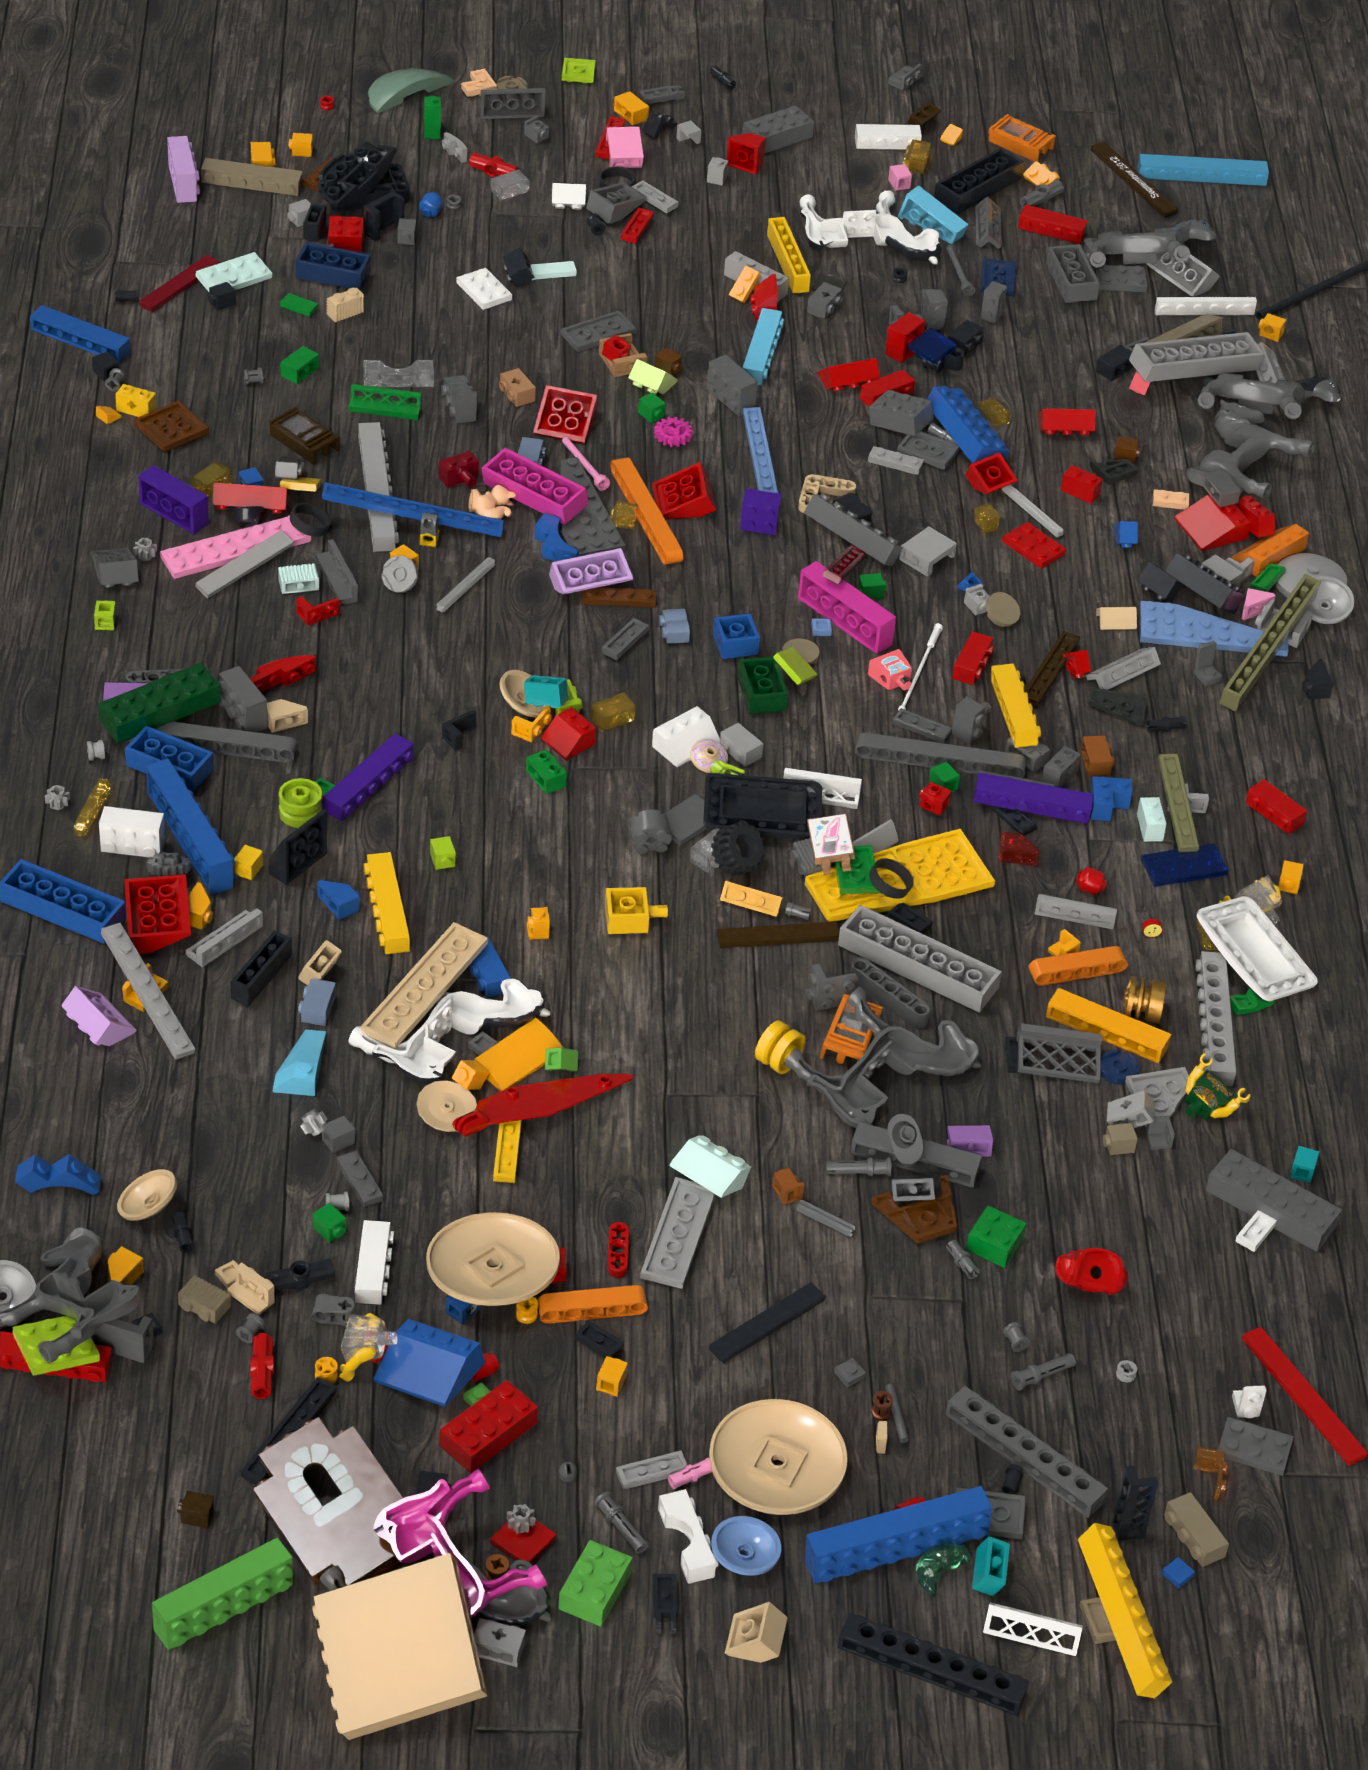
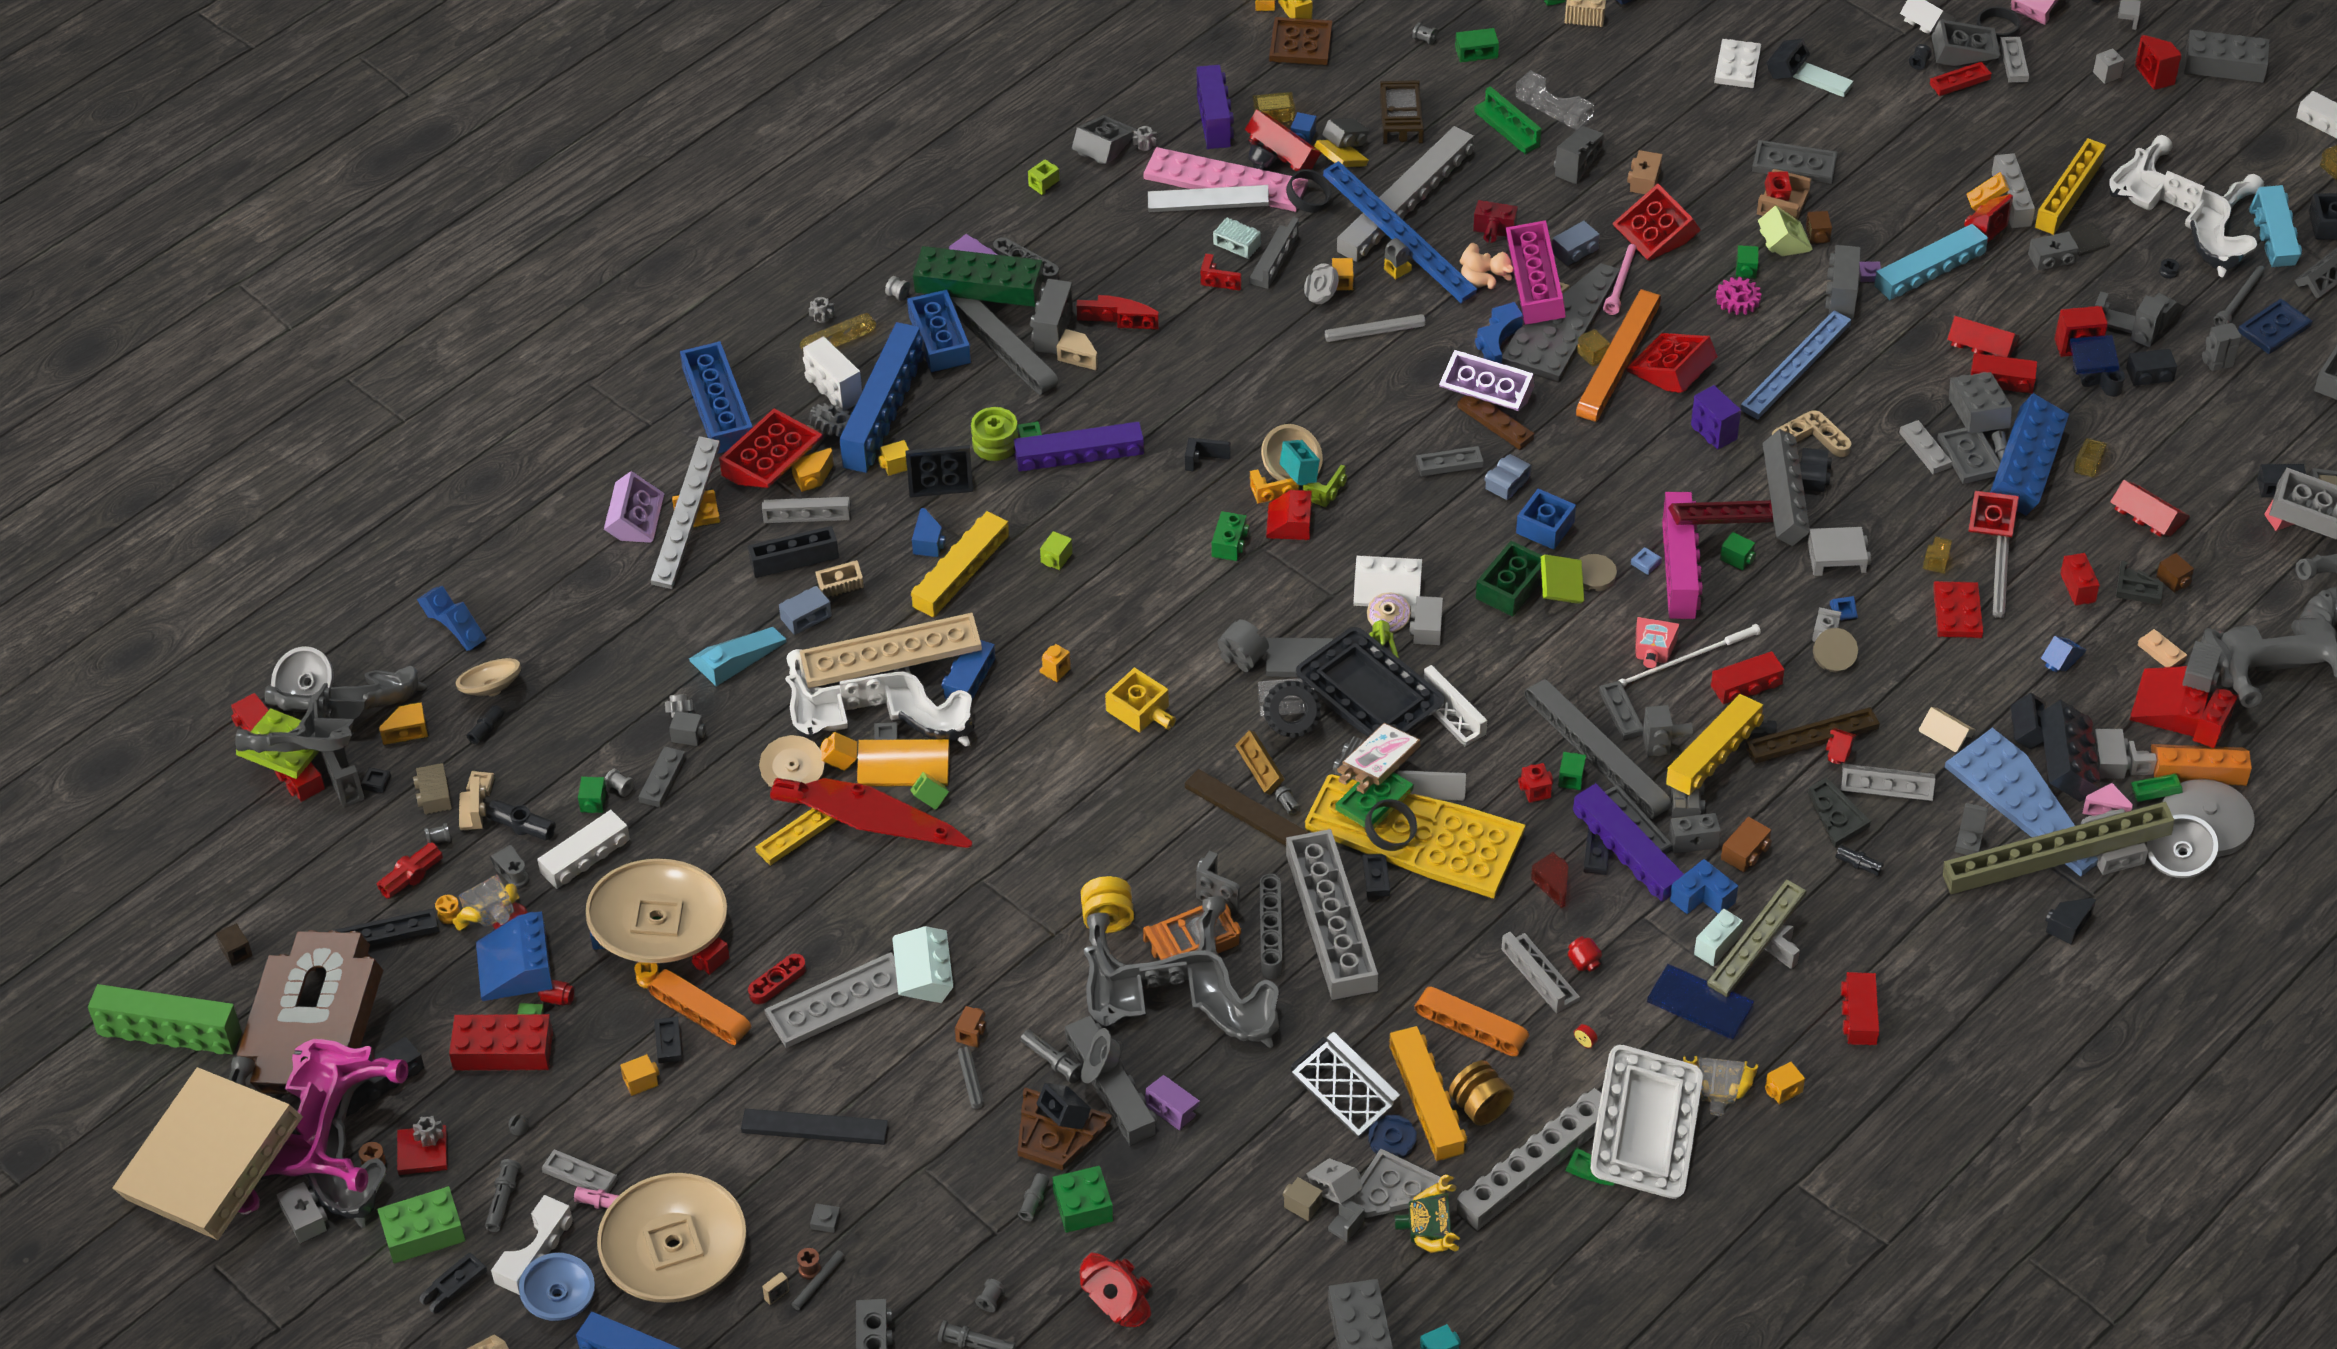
camera: 50 degrees right, 5 degrees up
(612, 712) = (1352, 519): clear yellow brick -> none
(900, 177) = (2297, 169): bright pink brick -> none
(1066, 944) = (1482, 996): light orange panel -> none

